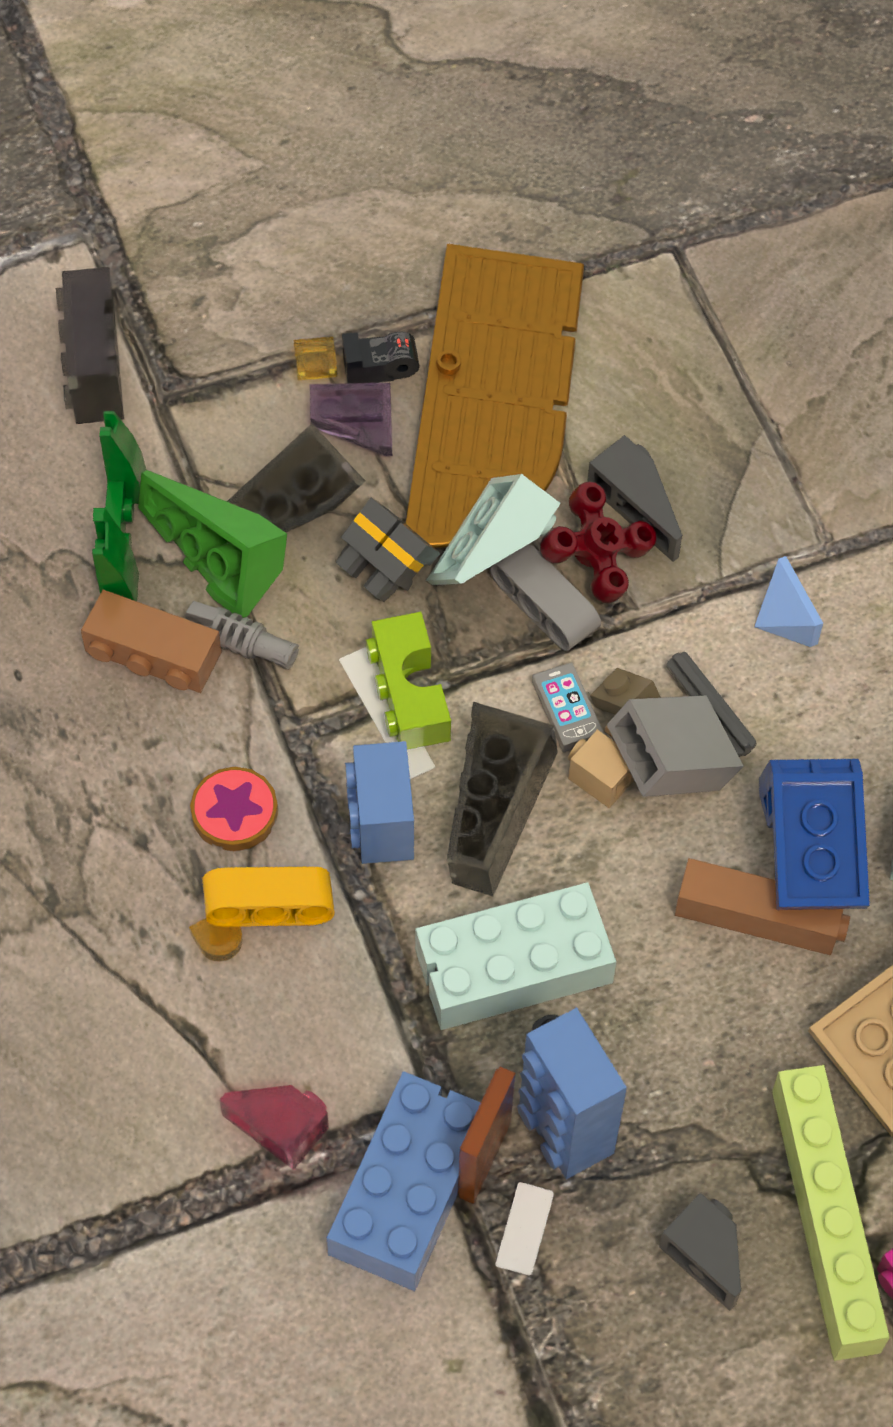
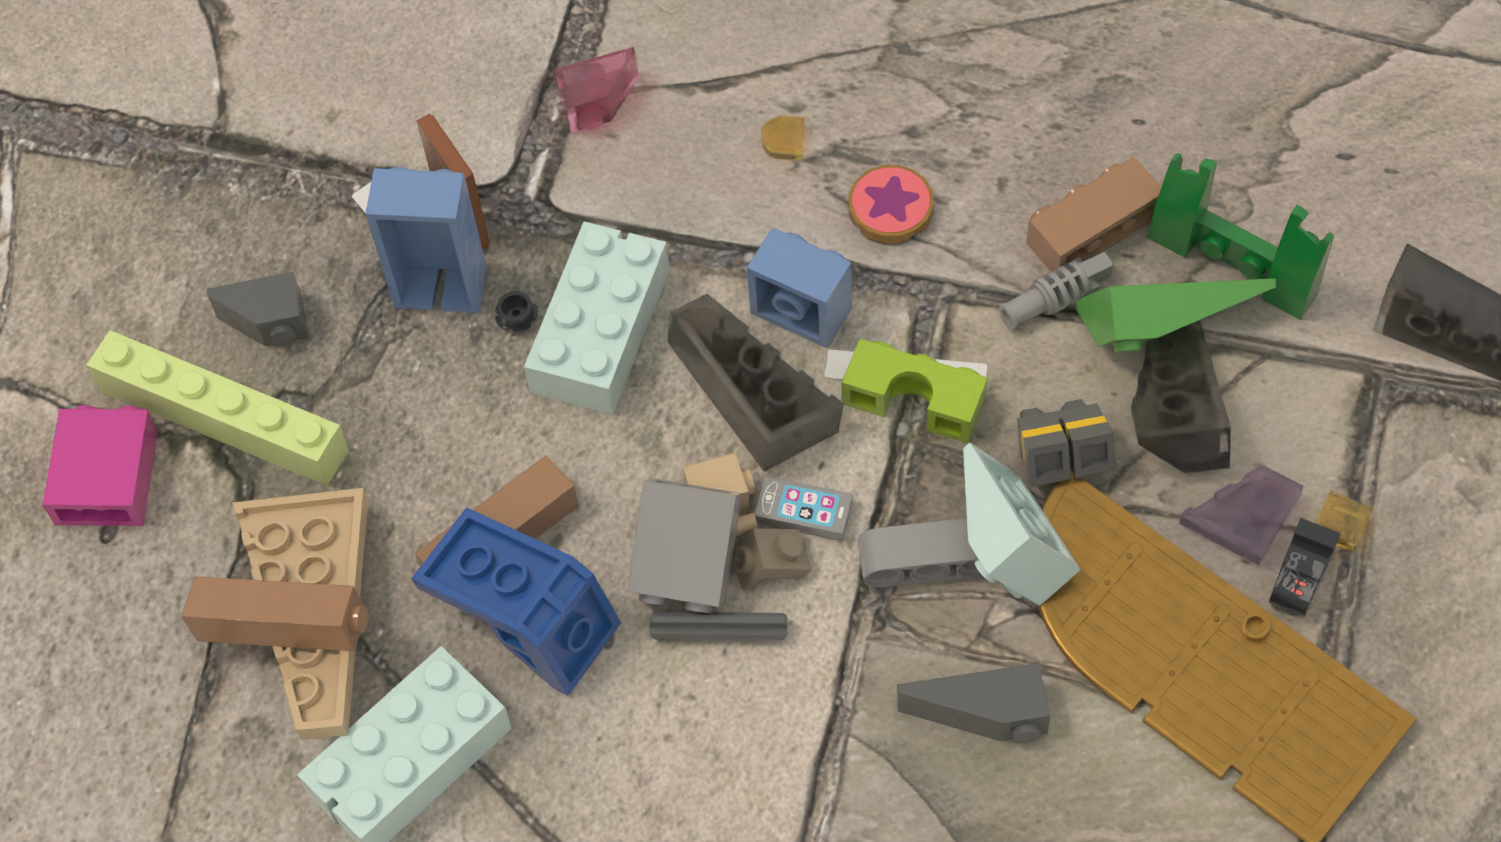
camera: 130 degrees right, 0 degrees up
(268, 896) = (783, 172): yellow beam -> none
(404, 1183) = (486, 137): medium blue piece -> none
(598, 542) = (928, 617): dark red gear -> none
(788, 608) = (766, 758): light blue slope -> none

